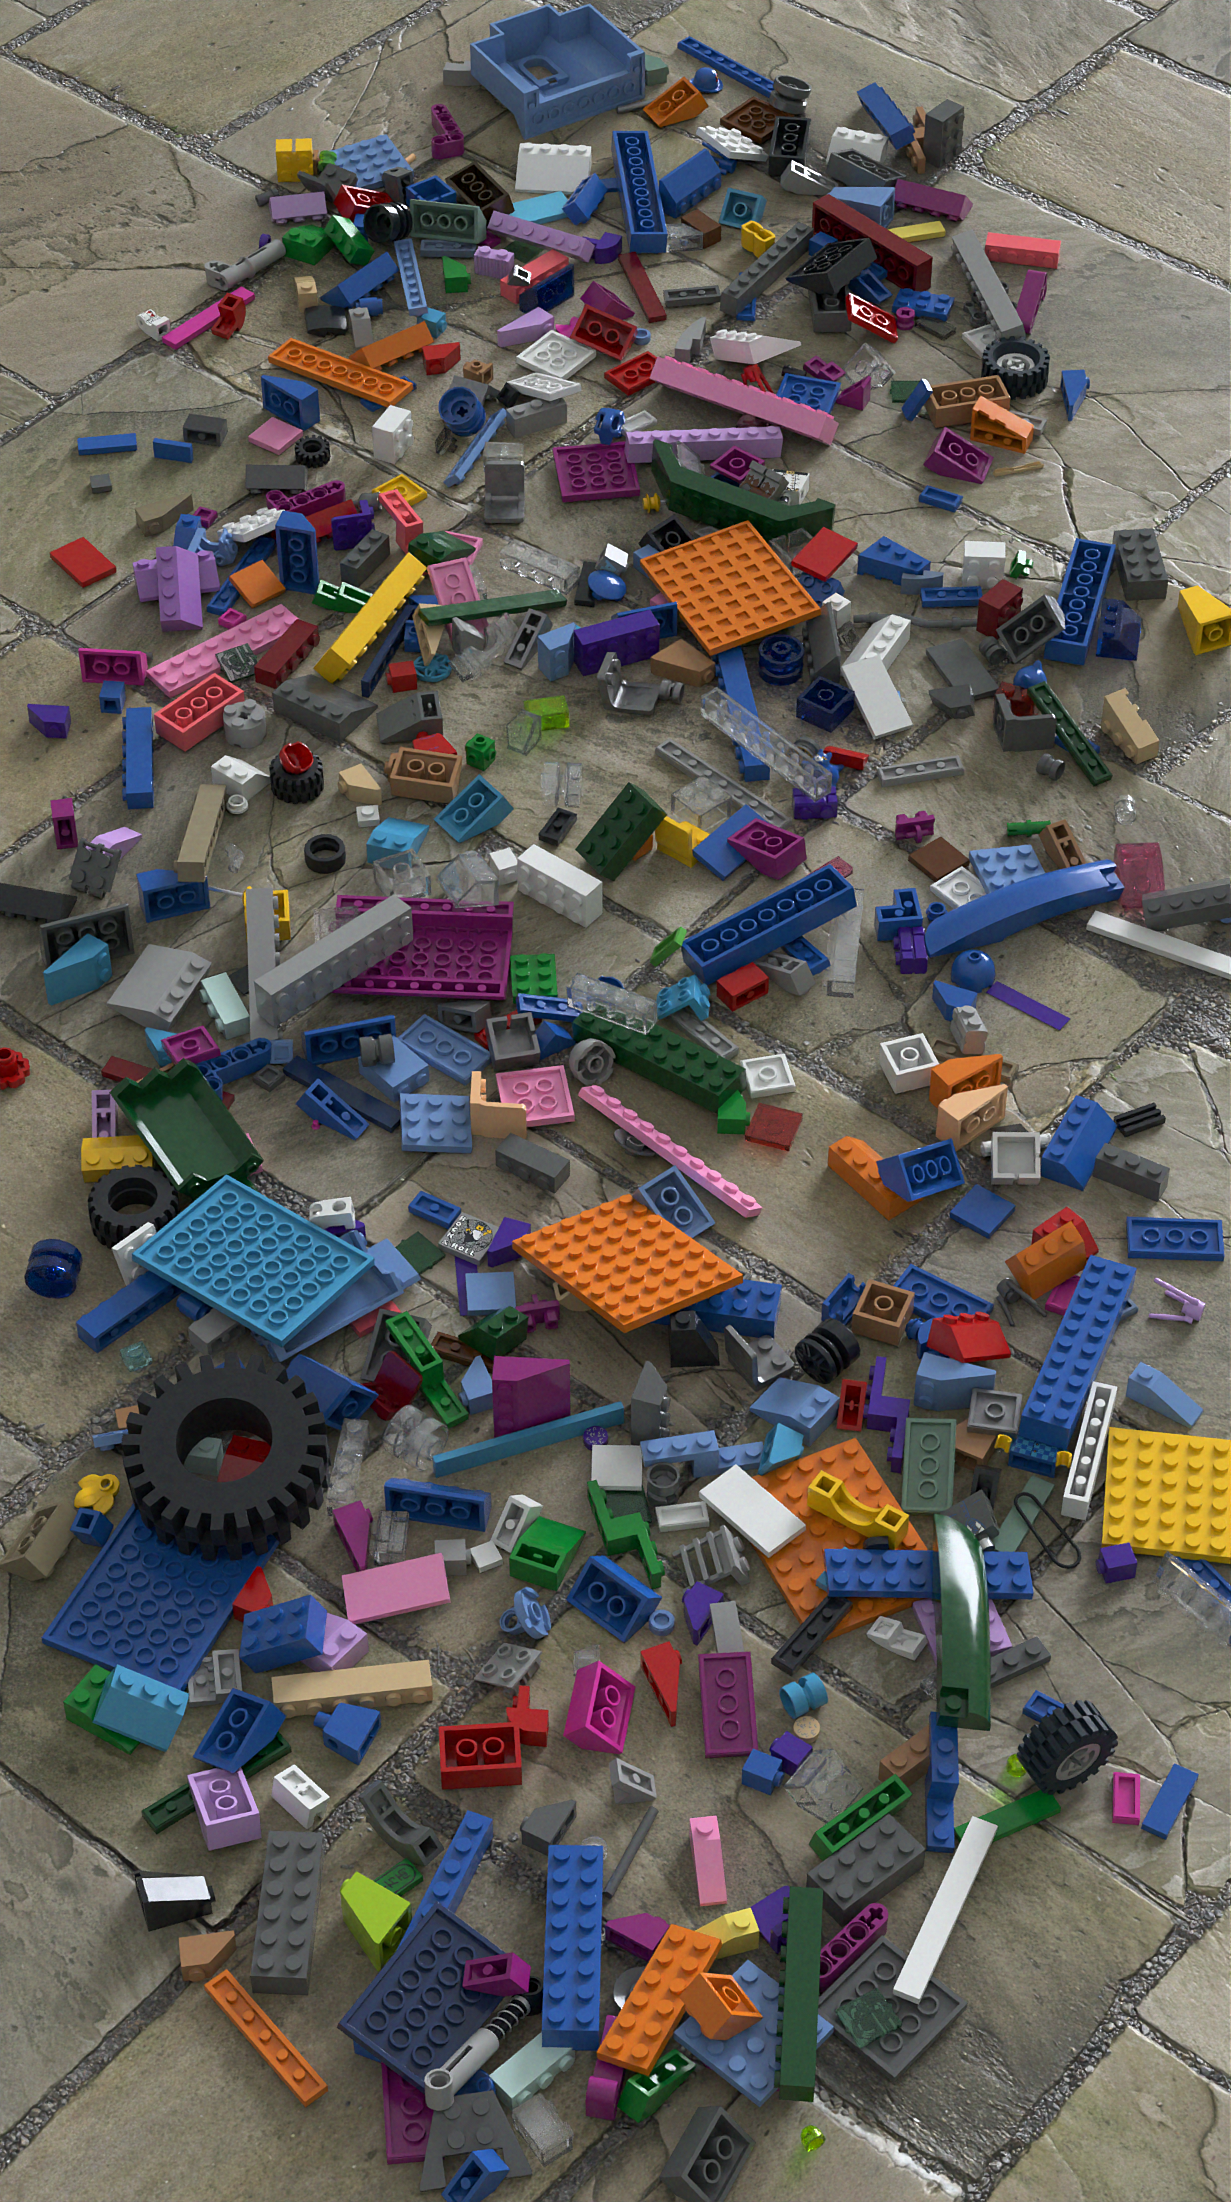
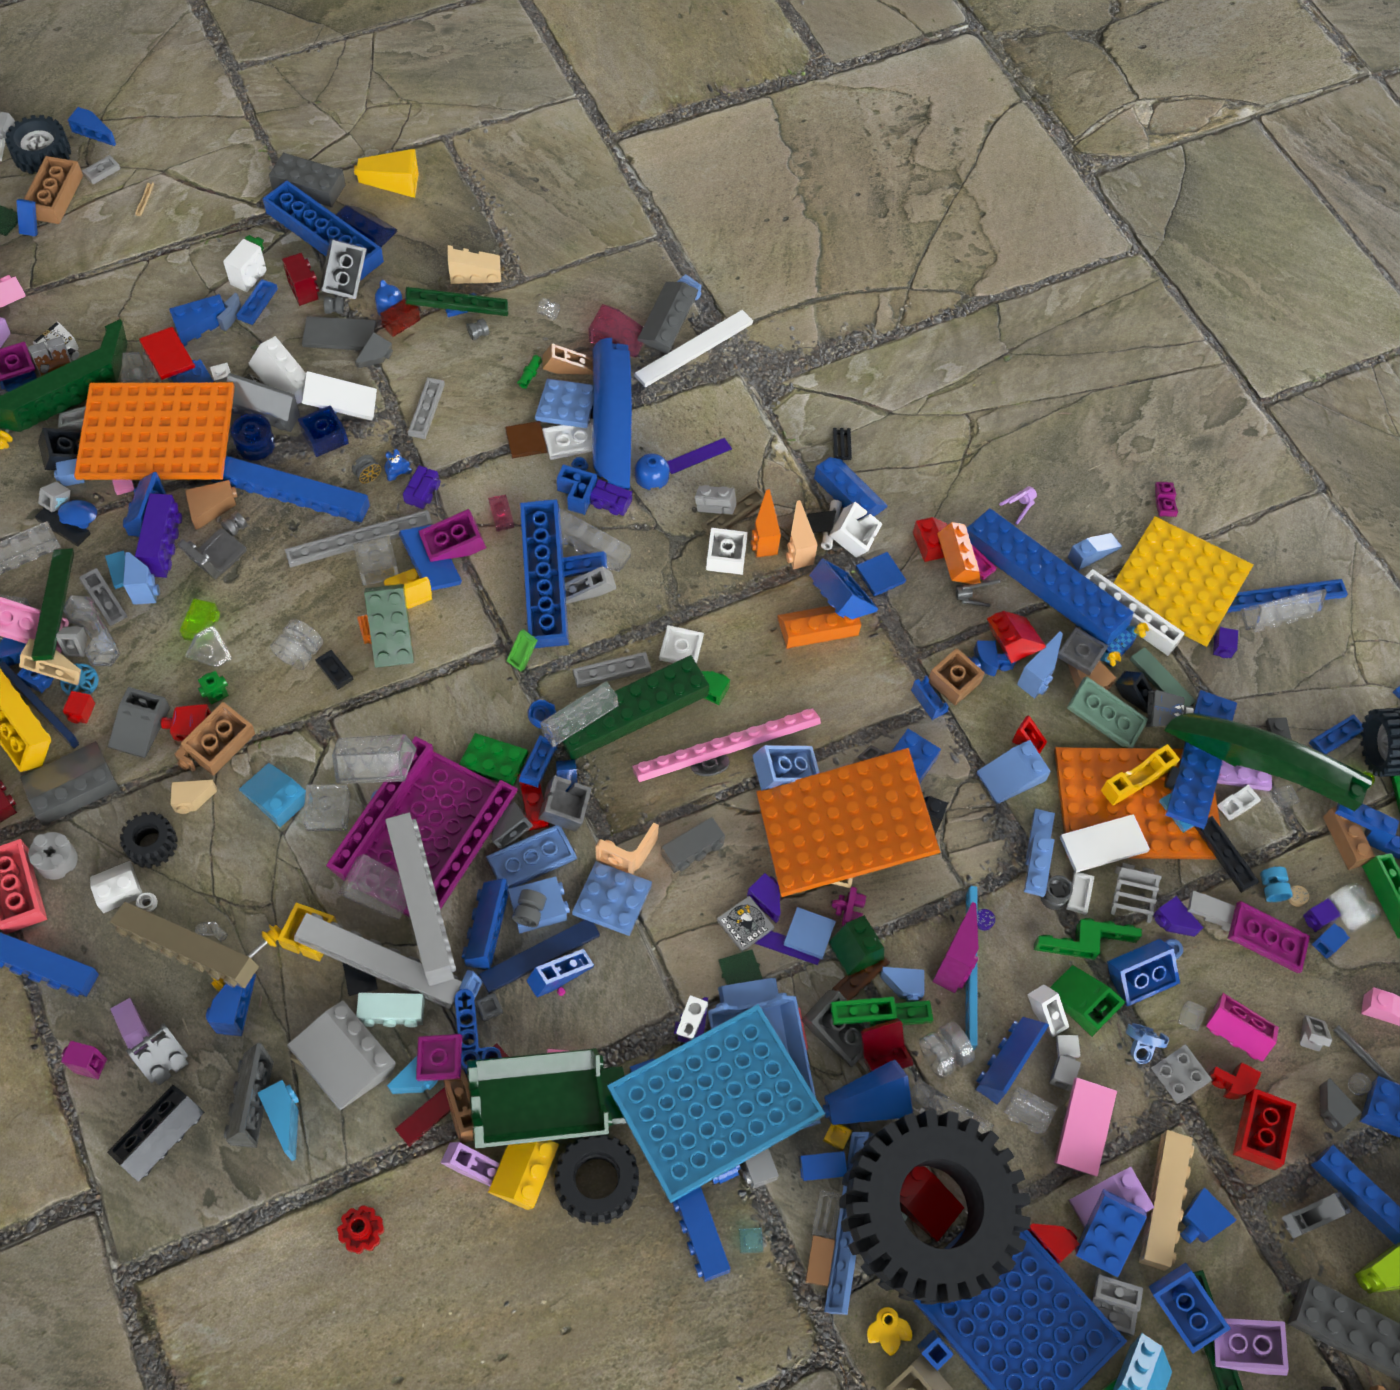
camera: 70 degrees left, 15 degrees up
(53, 1268) = (634, 1275): clear blue wheel -> none
(123, 1252) = (655, 1197): white plate -> none
(296, 757) = (142, 829): red hair -> none
(299, 1796) = (1257, 1281): white hinge -> none
(325, 842) = (246, 844): black tyre -> none
(354, 1531) = (1020, 1136): magenta slope -> none
(368, 816) = (227, 804): white plate -> none
(400, 1878) = (1351, 1242): green tile -> none
(434, 1209) = (705, 937): blue plate -> none
(474, 810) = (278, 723): dark azure slope -> none
(504, 866) = (357, 725): white brick -> none
(541, 1091) = (622, 813): bright pink plate -> none
(559, 885) = (411, 696): white brick -> none
(591, 1061) = (610, 757): light grey cylinder -> none
(617, 1467) = (1021, 917): white slope -> none
(628, 1502) = (1056, 923): clear green piece -> none
(649, 1407) = (994, 867): dark grey slope -> none
(662, 1669) = (1225, 967): red slope -> none
(684, 993) = (579, 666): dark azure bracket -> none
(742, 986) = (586, 621): red brick -> none
(758, 1361) = (960, 776): flat silver piece -> none
(766, 744) = (354, 486): clear brick -> none
(773, 1127) = (735, 664): clear red tile -> none
(780, 1448) = (1056, 801): dark azure slope -> none
(827, 1351) = (980, 727): black wheel -> none
(847, 757) = (382, 445): red slope -> none
(886, 1414) = (1045, 716): dark purple bracket -> none
(914, 827) = (488, 438): magenta hips -> none
(938, 1296) = (957, 632): blue tile -> none
(940, 498) = (141, 258): blue tile -> none
(949, 997) = (677, 497): blue slope -> none
(956, 623) = (244, 358): dark grey bar -> none
(957, 458) = (108, 226): magenta slope -> none
(999, 427) = (98, 185): orange wedge -> none
(1024, 732) = (428, 333): dark grey piece -> none
(1054, 1522) = (1178, 662): black piece -> none
(1131, 1172) = (893, 470): dark grey brick -> none
(1175, 1239) = (957, 476): blue tile -> none

